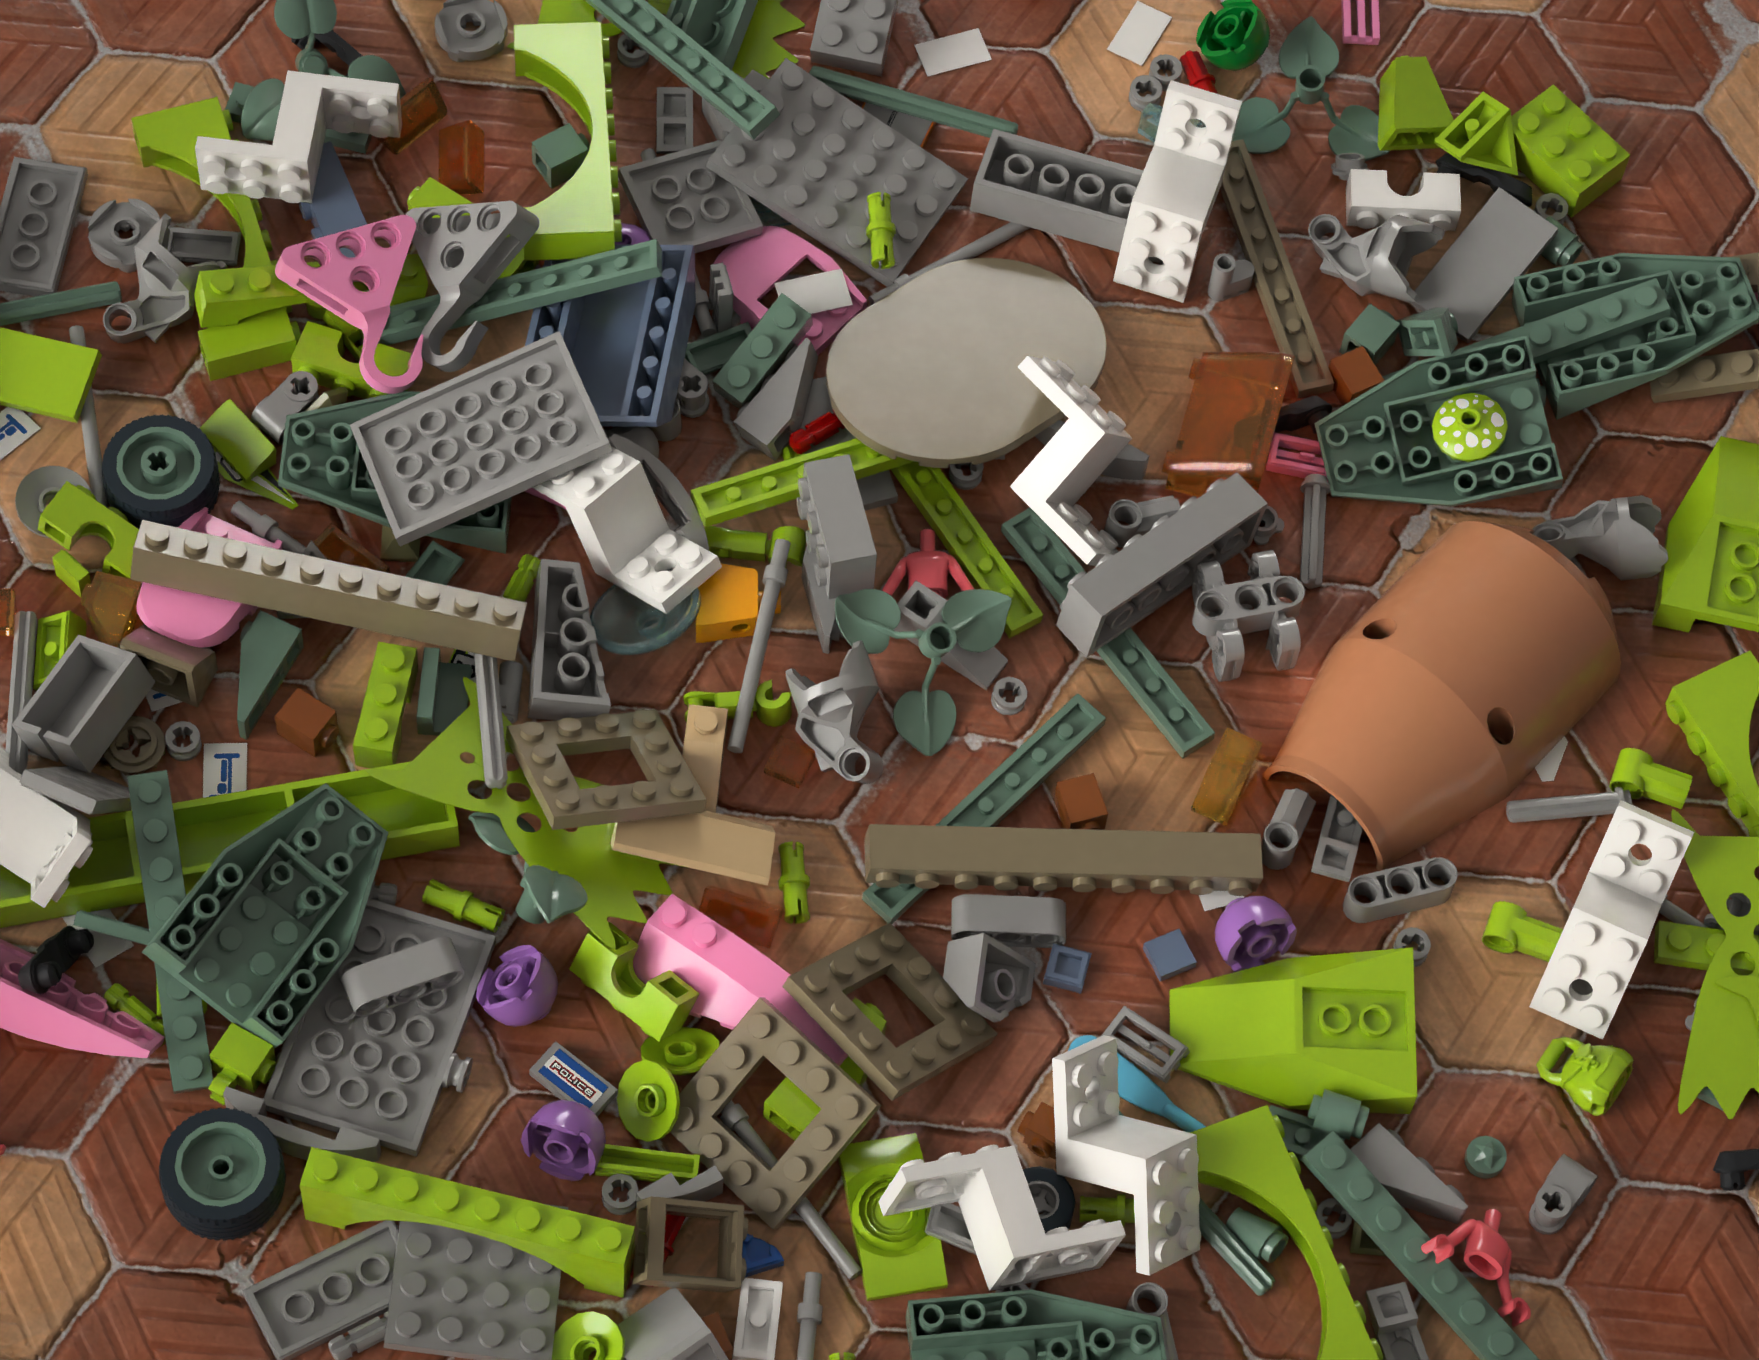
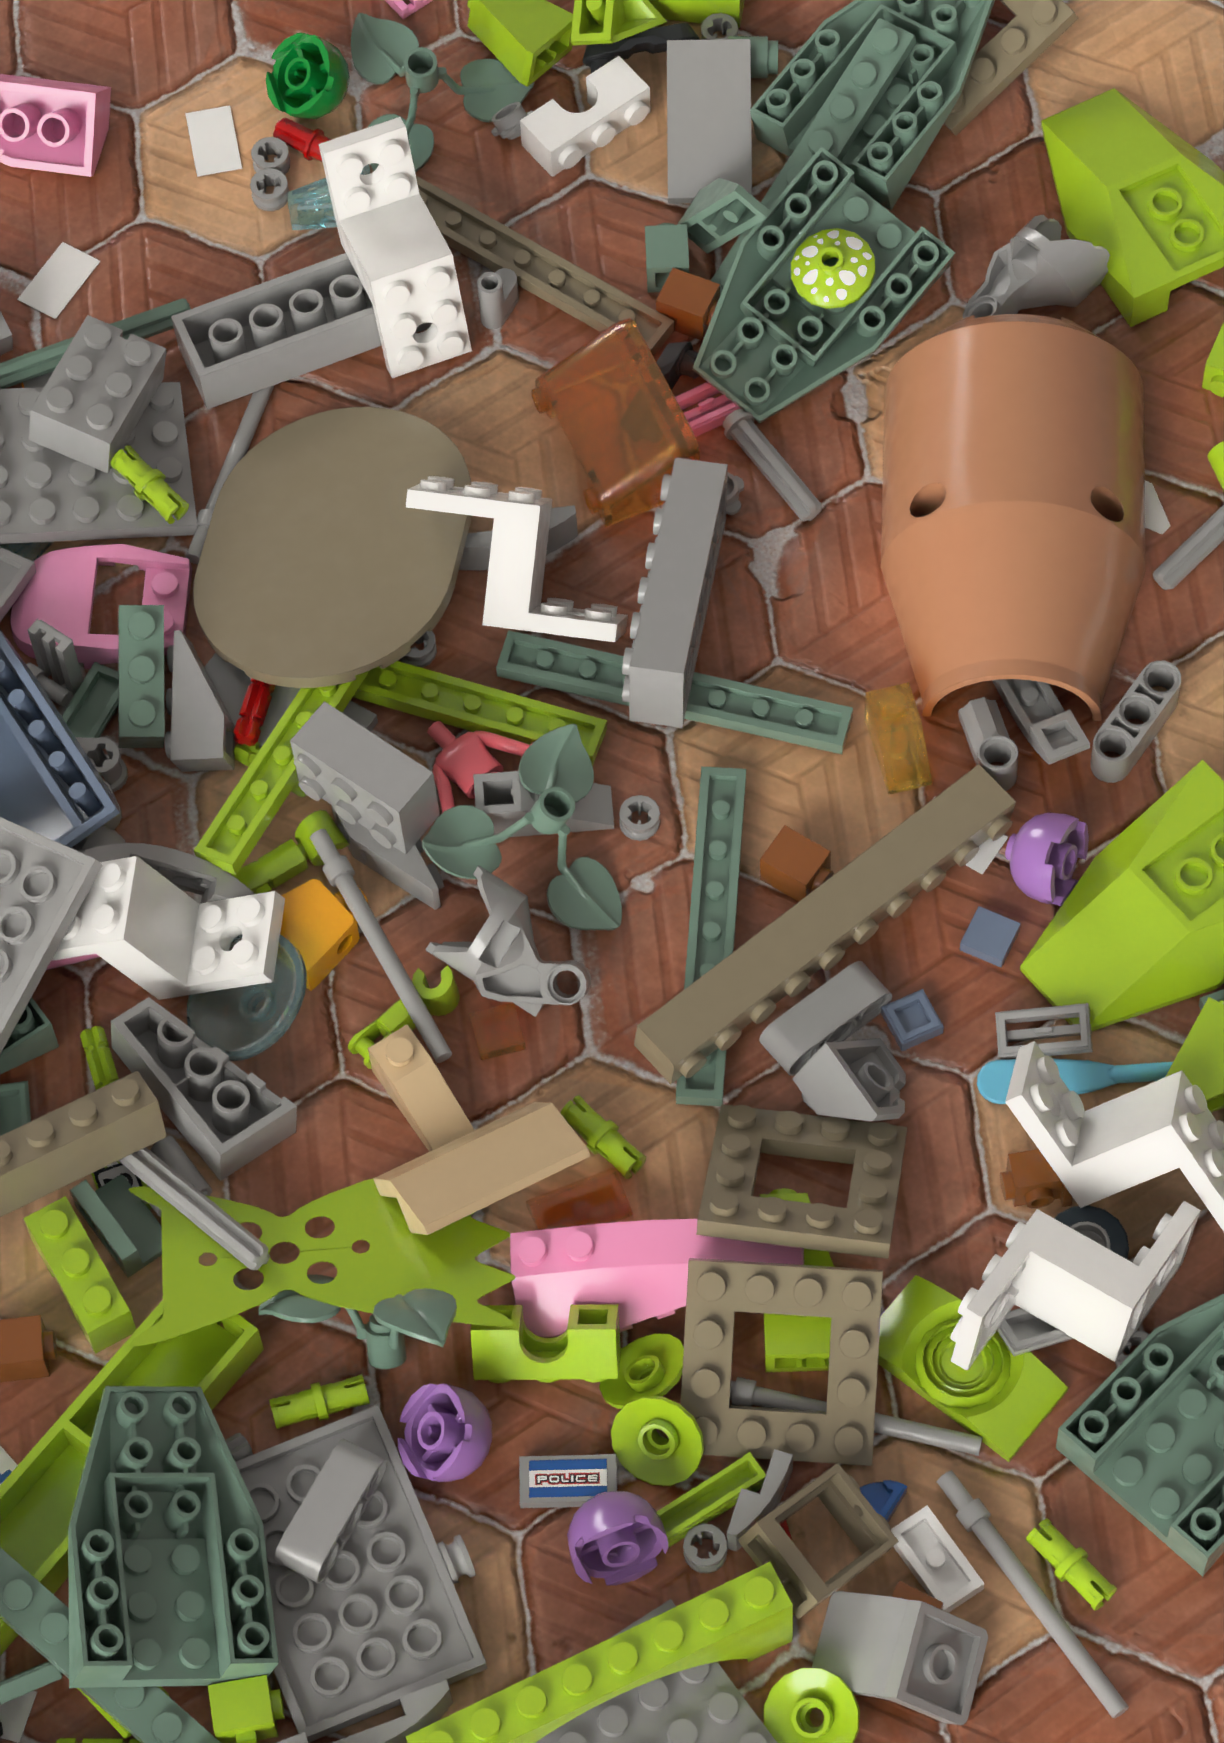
camera: 30 degrees left, 0 degrees up
(669, 782) = (426, 1145): dark tan plate -> none
(817, 291) = (137, 584): white sticker -> none
(897, 144) = (97, 394): none -> light grey piece
(1107, 1209) = (1153, 1199): lime pin -> none
(1139, 516) = (615, 567): light grey piece -> none
(1224, 631) = (785, 577): light grey piece -> none
(1370, 259) = (611, 185): light grey piece -> none
(1420, 937) = (1185, 750): light grey bush -> none

